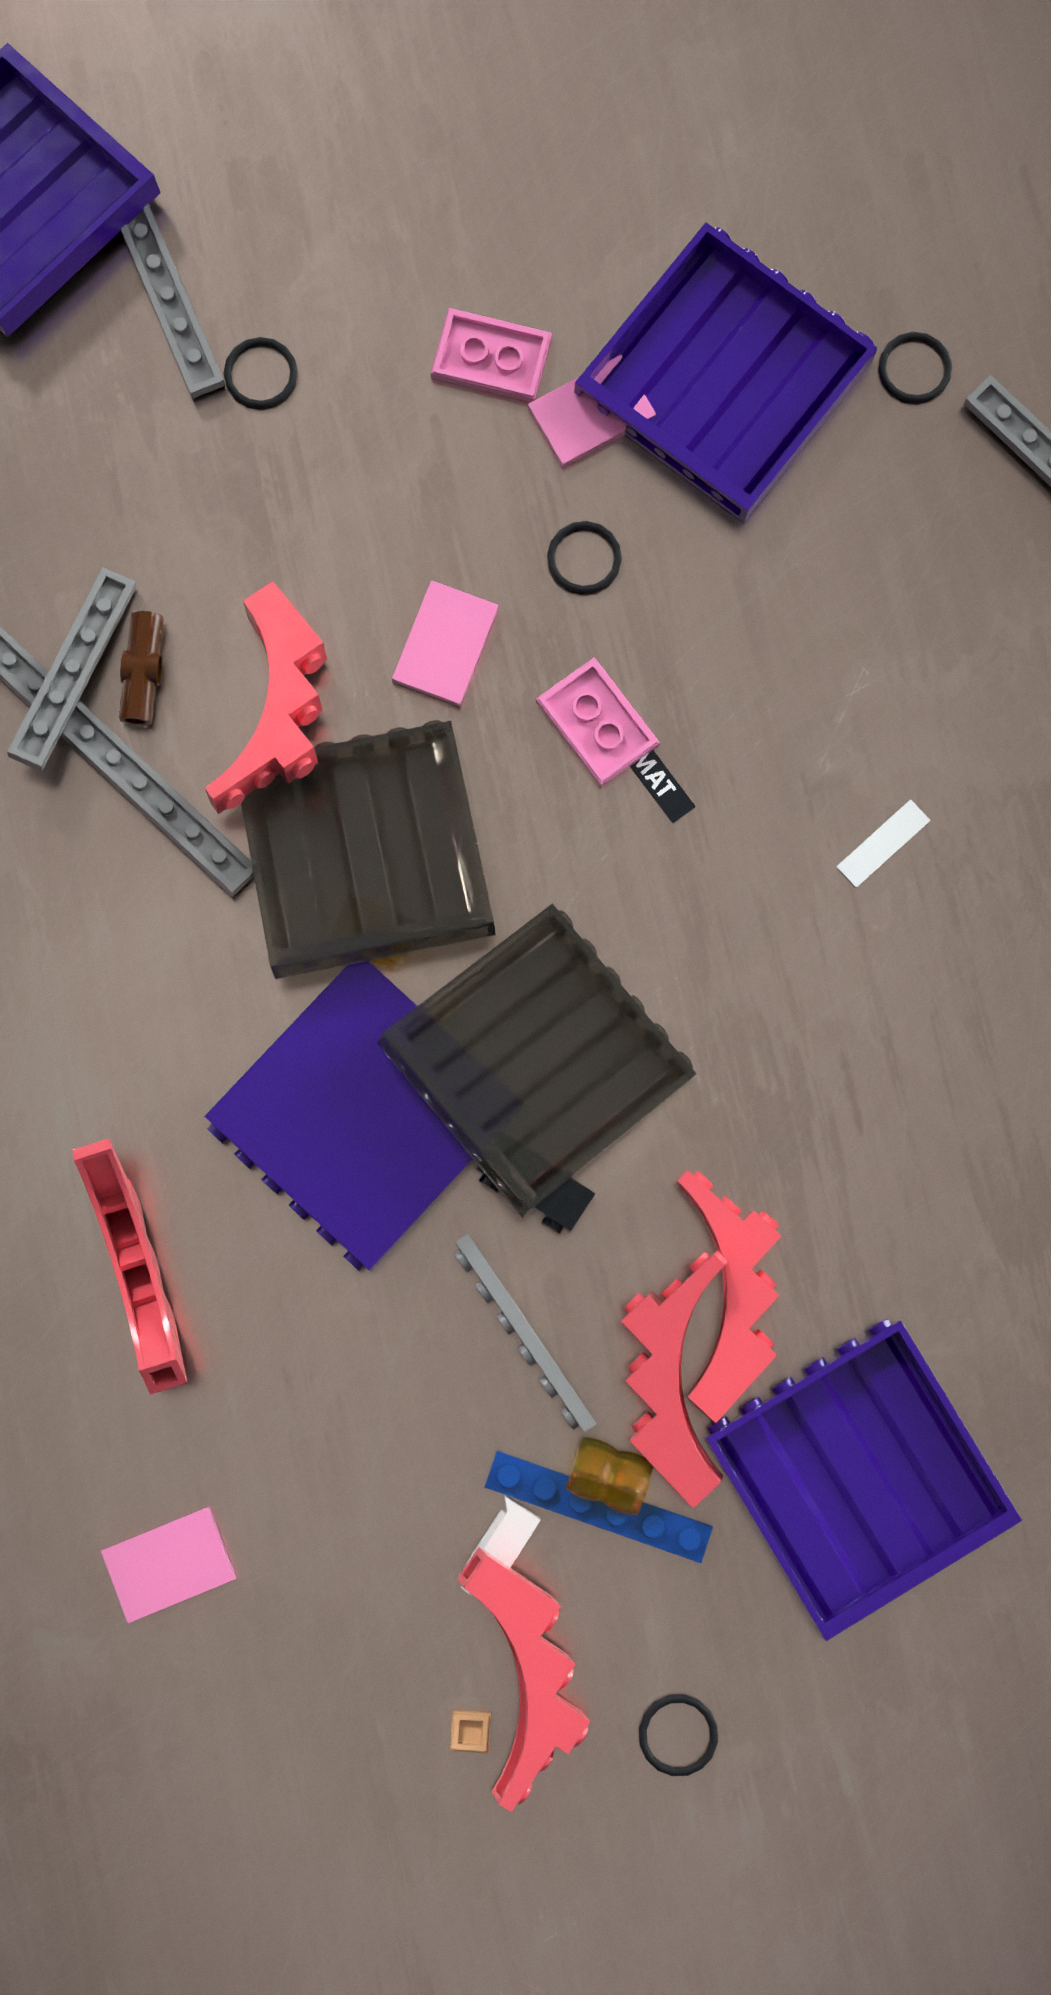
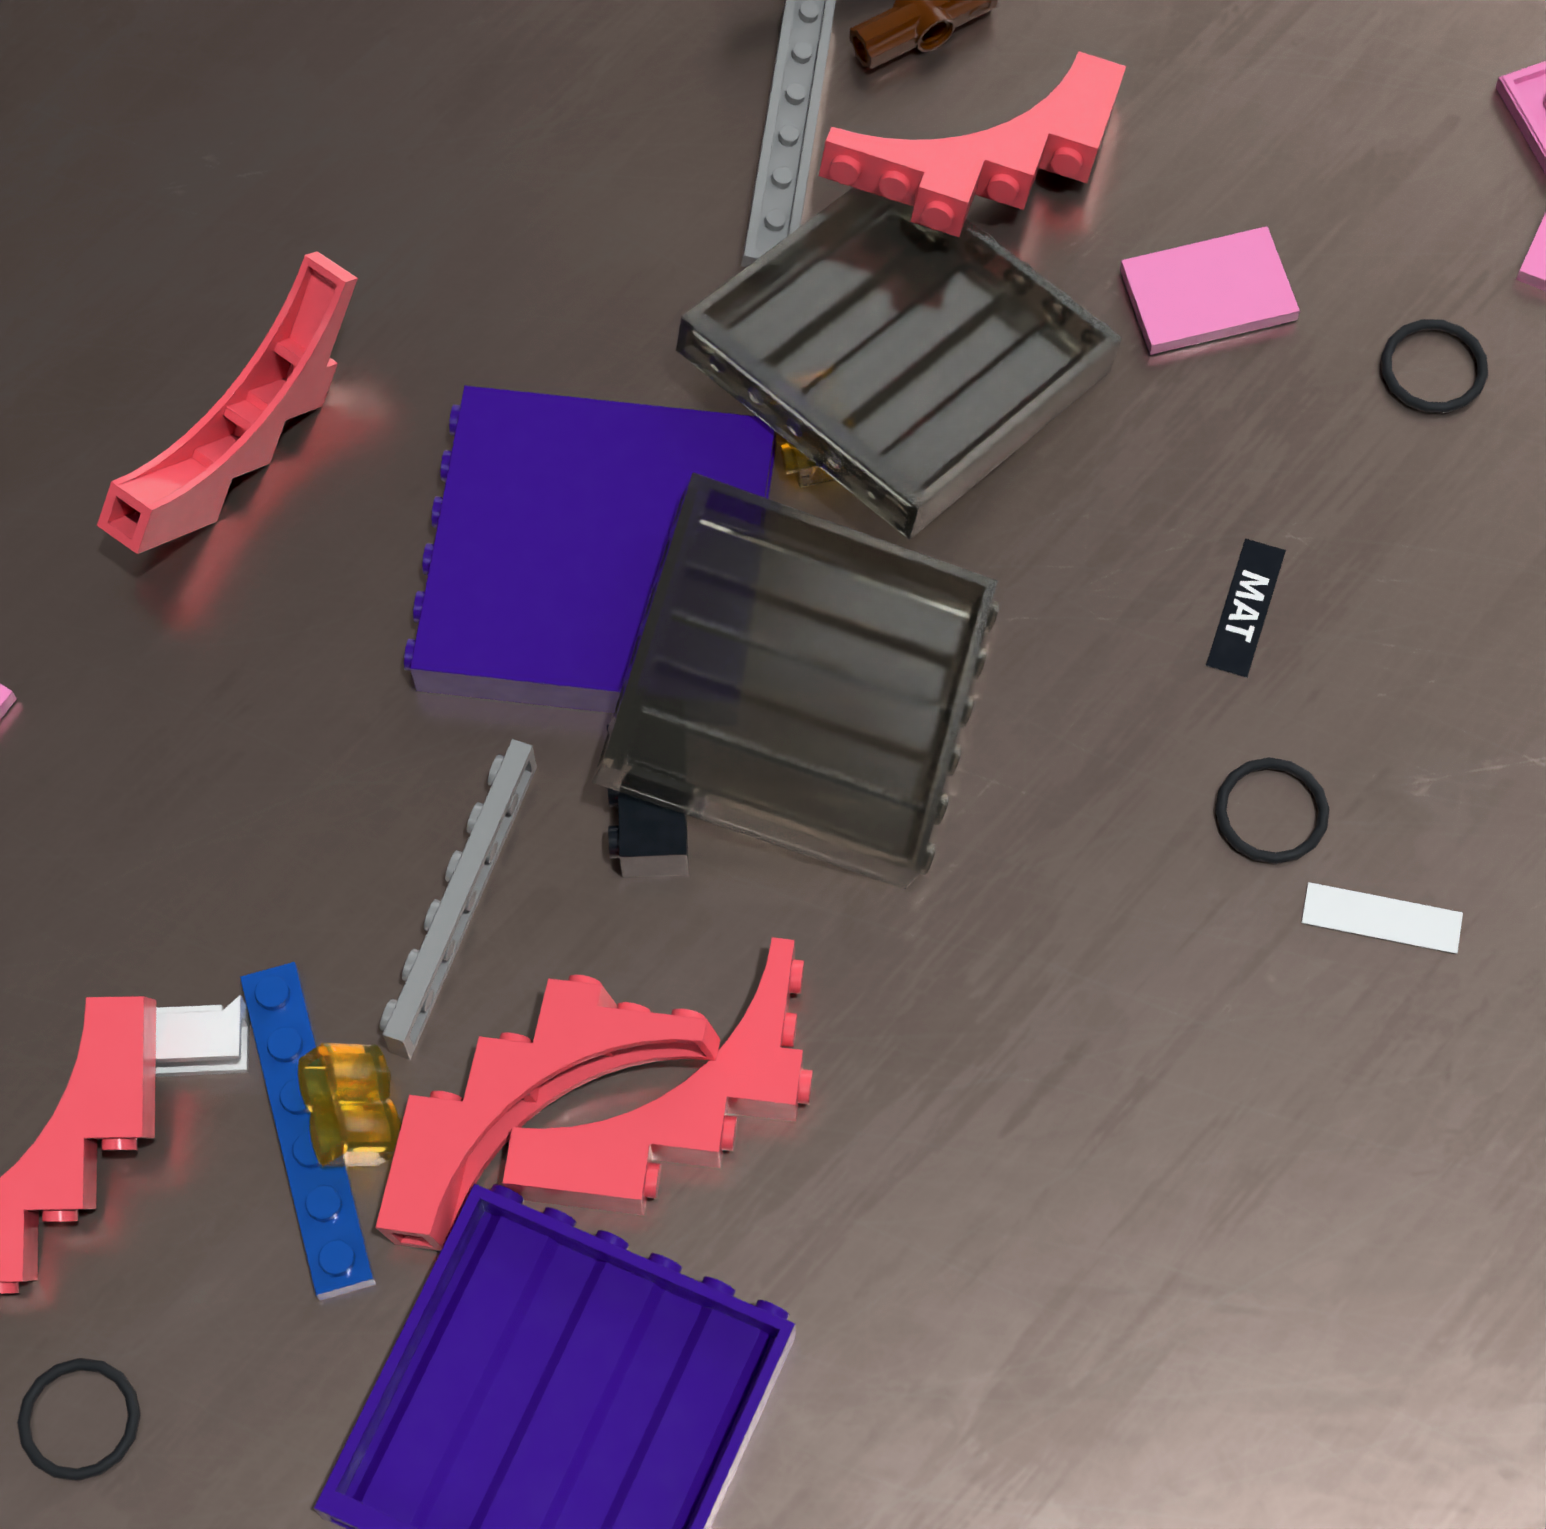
camera: 60 degrees right, 15 degrees down
(597, 722) = (1255, 504): bright pink tile -> none
(781, 886) = (1262, 855): none -> black piece

